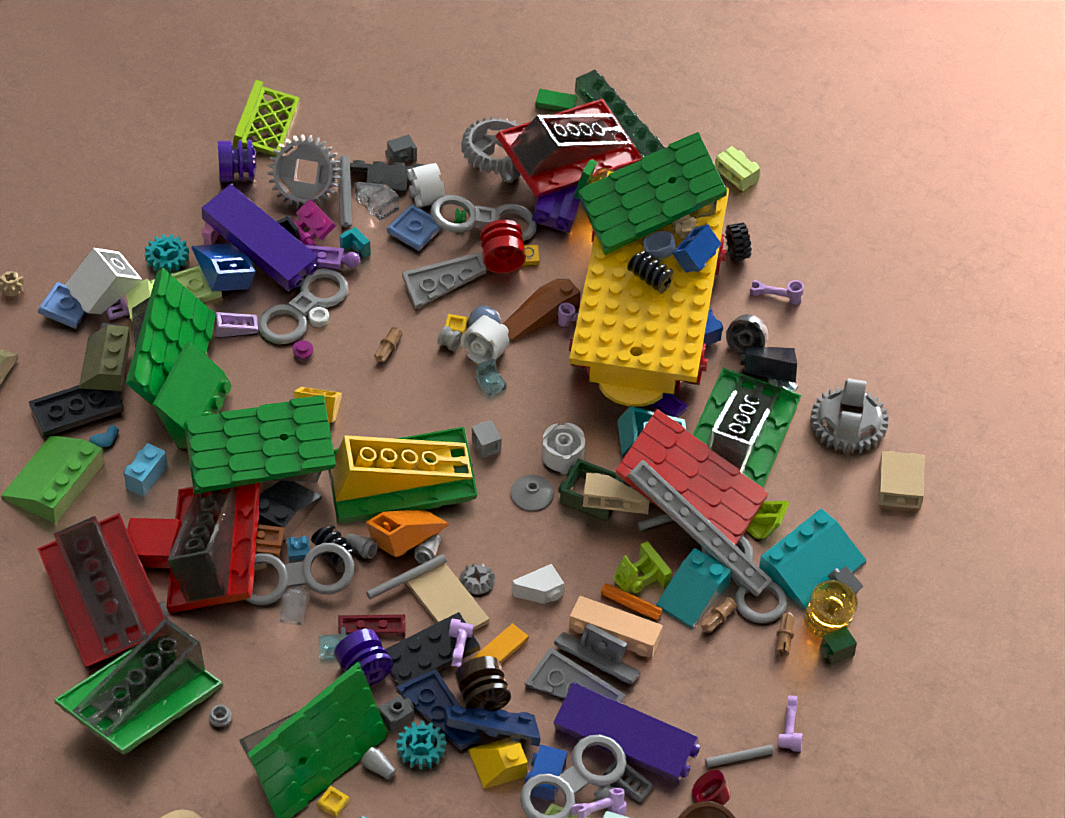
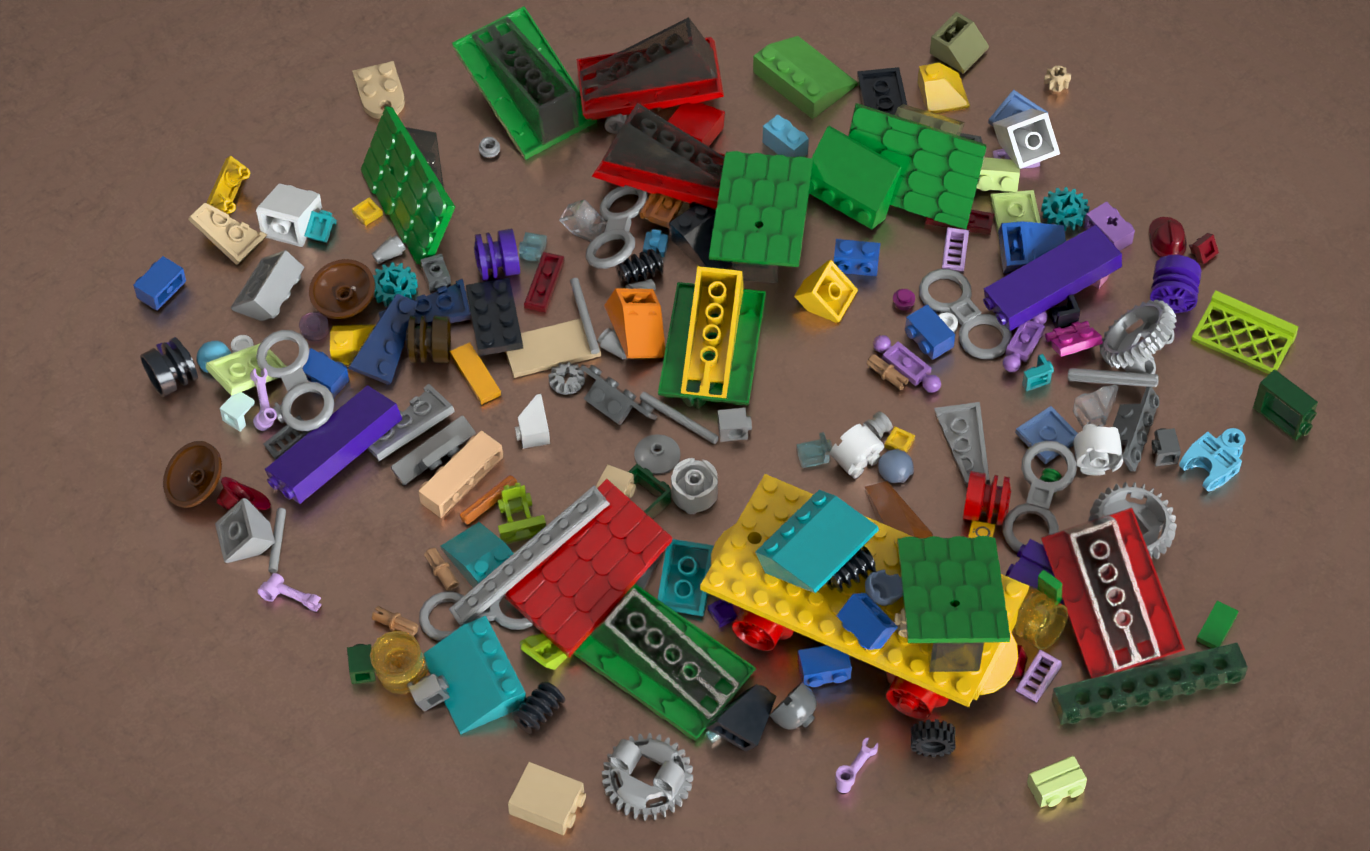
camera: 110 degrees right, 5 degrees up
(46, 369) = (941, 88): none -> yellow slope
(105, 439) = (837, 120): dark azure arm -> none
(173, 184) = (1167, 237): none -> dark red piece
(180, 219) = (1111, 224): none -> medium lavender brick
(183, 155) = (1204, 248): none -> dark red tile
(271, 383) = (857, 257): none -> blue brick
(338, 78) = (1280, 414): none -> dark green window
(339, 319) = (929, 332): none -> blue brick
(374, 332) = (907, 363): none -> medium lavender plate
(400, 118) = (1217, 456): none -> medium azure piece
(452, 768) = (339, 280): none -> reddish brown dish
(461, 632) = (492, 330): lavender brick -> none
(488, 484) = (678, 417): none -> light grey bar
(490, 534) = (612, 400): none -> dark grey bracket
(492, 801) = (314, 326): none -> clear purple wheel
(641, 289) = (815, 542): none -> teal slope
(749, 779) = (243, 532): none -> light grey slope
(815, 501) = (537, 705): none -> black piece

